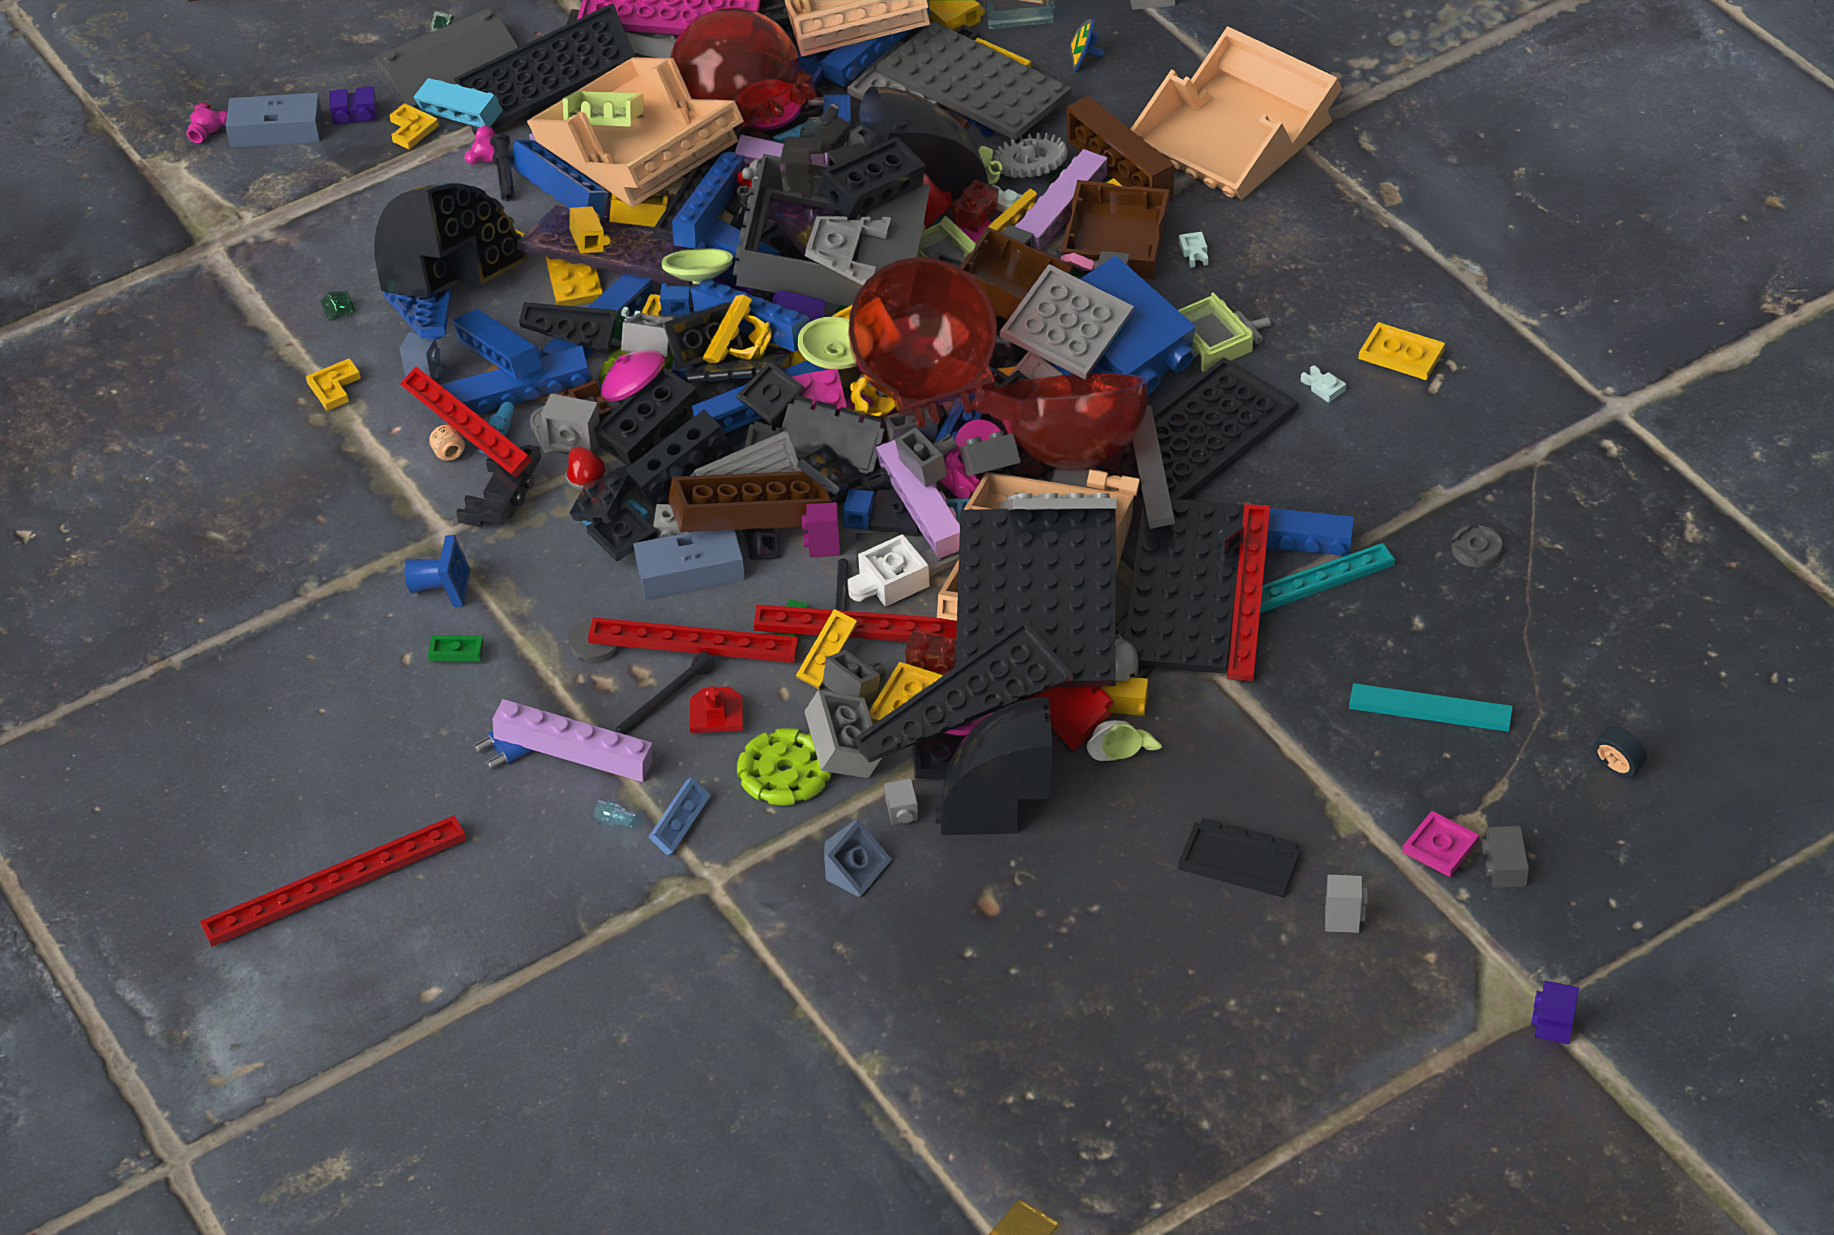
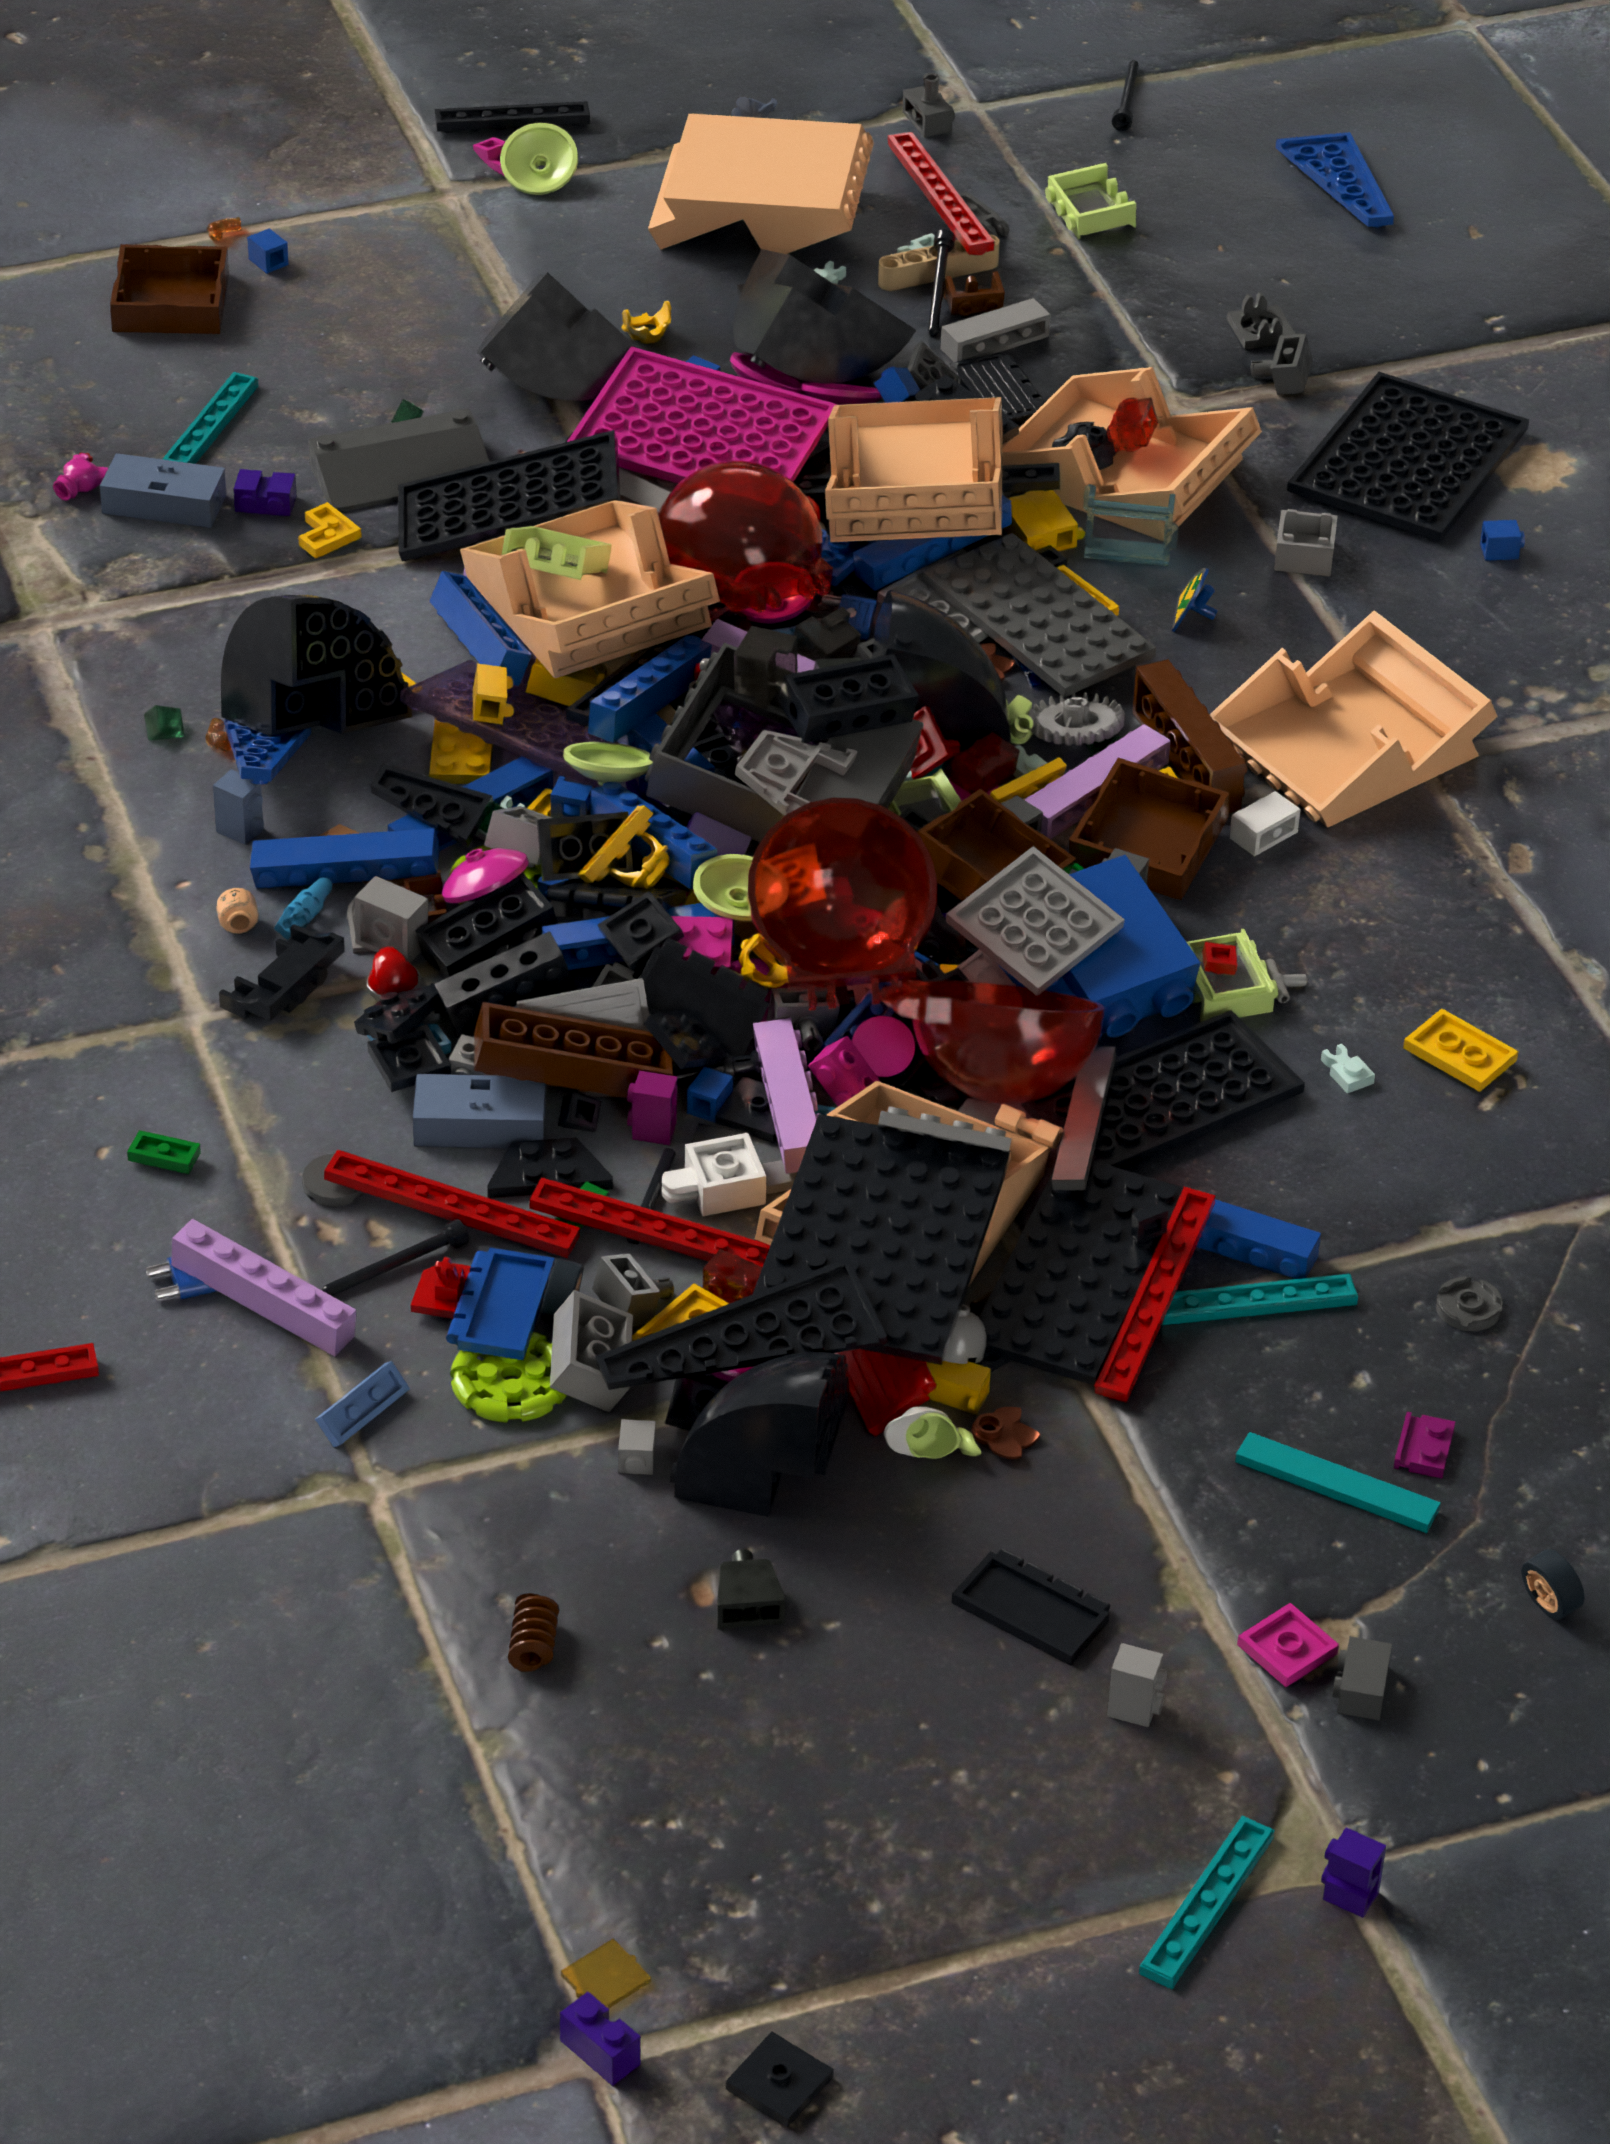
camera: 10 degrees right, 5 degrees down
(291, 55) = (213, 418): none -> teal tile
(329, 381) = (121, 810): yellow plate -> none
(382, 307) = (216, 736): none -> clear orange arm
(448, 571) = (186, 1059): blue plant -> none
(458, 103) = (391, 514): medium azure brick -> none
(466, 422) = (264, 889): red plate -> none
(481, 149) = (408, 575): dark pink animal -> none
(497, 344) = (335, 806): blue brick -> none
(502, 158) = (421, 591): black pin -> none
(611, 814) = (281, 1383): clear light blue cone -> none
(759, 711) = (500, 1303): none -> blue hinge
(762, 586) = (553, 1159): none -> black wing
(802, 689) = (563, 1281): none -> black wheel
(829, 642) = (616, 1238): yellow plate -> none
(854, 858) = (555, 1499): sand blue slope -> none
(874, 968) = (533, 1632): none -> reddish brown piece
(923, 457) = (801, 1045): dark grey brick -> none
(989, 454) = (885, 1058): dark grey brick -> none
(1026, 898) = (749, 1593): none -> pearl dark grey torso
(1079, 262) = (1084, 856): bright pink tile -> none
(1172, 726) = (1004, 1432): none -> copper plate
(1194, 247) = (1243, 871): light aqua plate -> none
(1197, 206) = (1264, 823): none -> white brick
(1205, 319) = (1219, 958): none -> red plate
(1451, 1061) = (1206, 1902): none -> teal tile
(1483, 663) = (1424, 1445): none -> magenta plate

